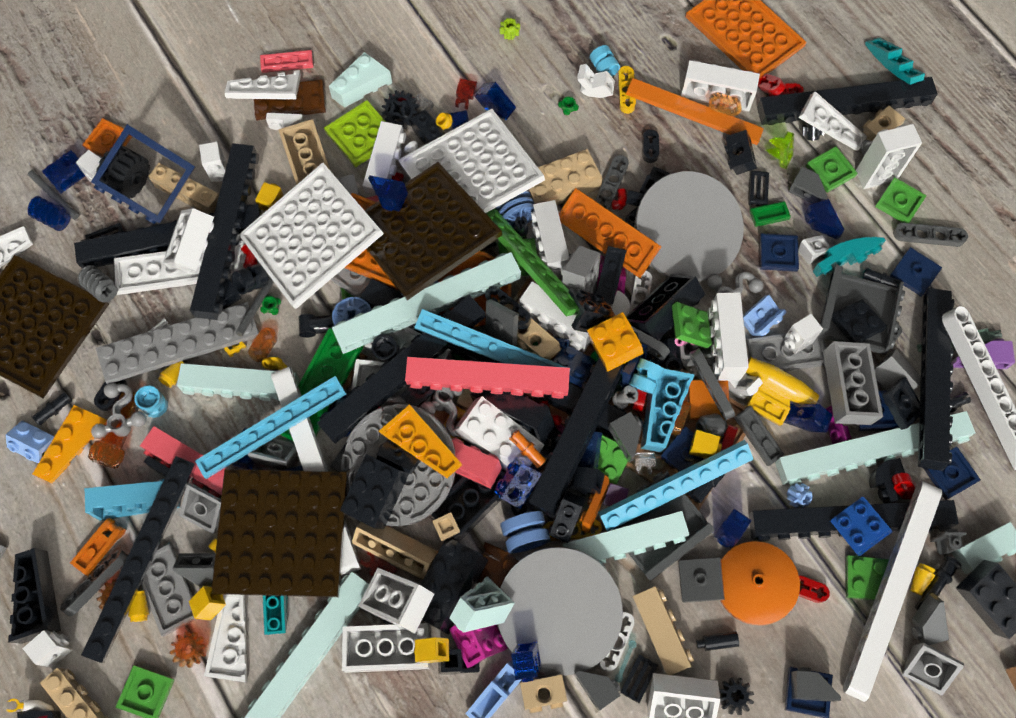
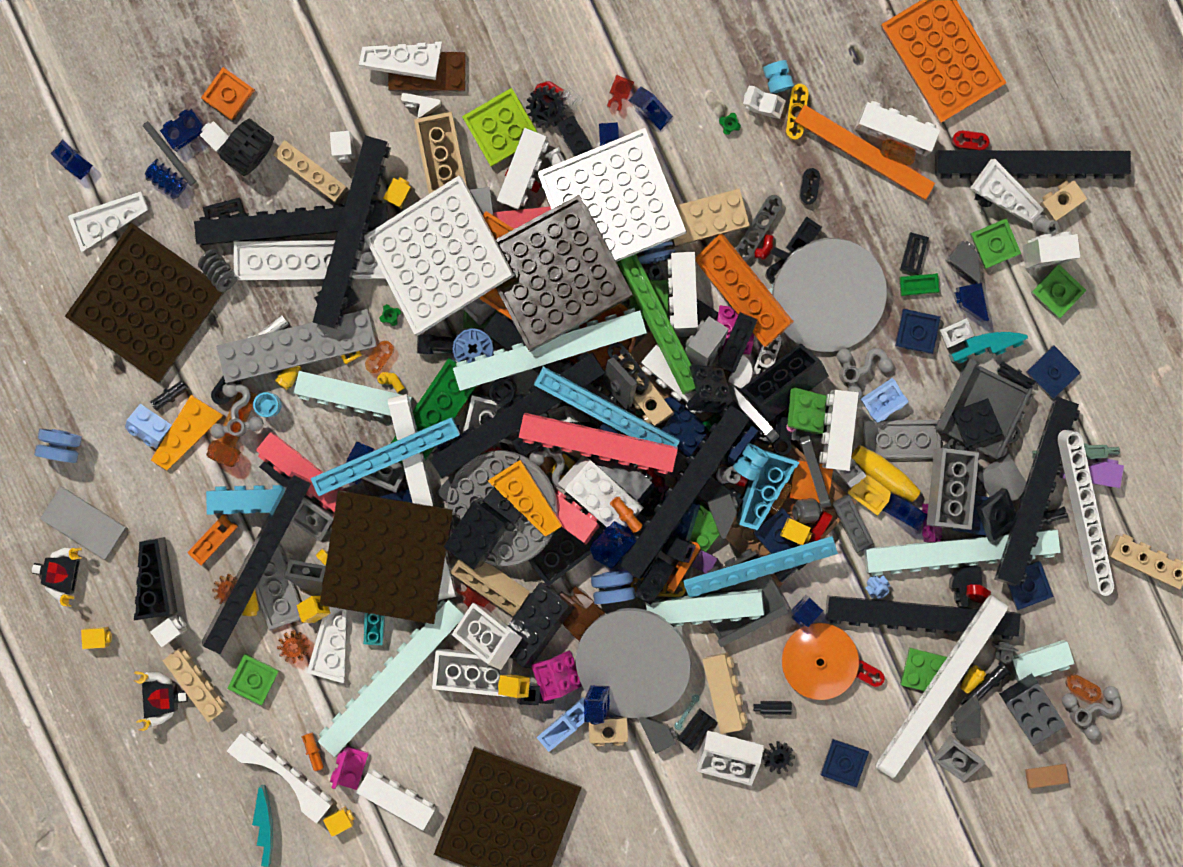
camera: 10 degrees right, 20 degrees up
(93, 582) = (209, 573): dark grey beam -> none
(119, 197) = (289, 140): dark blue window -> none
(189, 240) = (314, 244): white brick -> none
(249, 279) = (372, 290): black wheel -> none
(250, 258) = (373, 269): red arm -> none
(254, 308) = (374, 319): dark grey bar -> none
(286, 61) = (427, 20): coral tile -> none
(359, 79) = (506, 61): light aqua wedge -> none
(389, 192) = (523, 228): clear blue slope -> none
(444, 120) = (588, 133): yellow plate -> none
(446, 526) = (540, 575): tan plate -> none
(481, 607) = (564, 654): light aqua wedge -> none
(509, 28) = (680, 22): lime gear -> none
(615, 341) = (725, 428): light orange brick -> none
(627, 629) = (693, 685): white beam -> none
(644, 459) = (737, 534): clear tile -> none
(701, 580) = (769, 651): dark grey plate -> none
(746, 160) = (908, 221): black brick -> none
(771, 84) = (956, 131): red beam -> none
(784, 149) = (947, 216): clear neon green tile -> none
(802, 334) = (916, 431): white brick -> none
(811, 686) = (844, 760): dark grey slope -> none
(861, 526) = (924, 627): blue bracket -> none
(892, 59) = (1096, 122): teal slope -> none
(930, 231) = (1079, 333): dark grey beam -> none

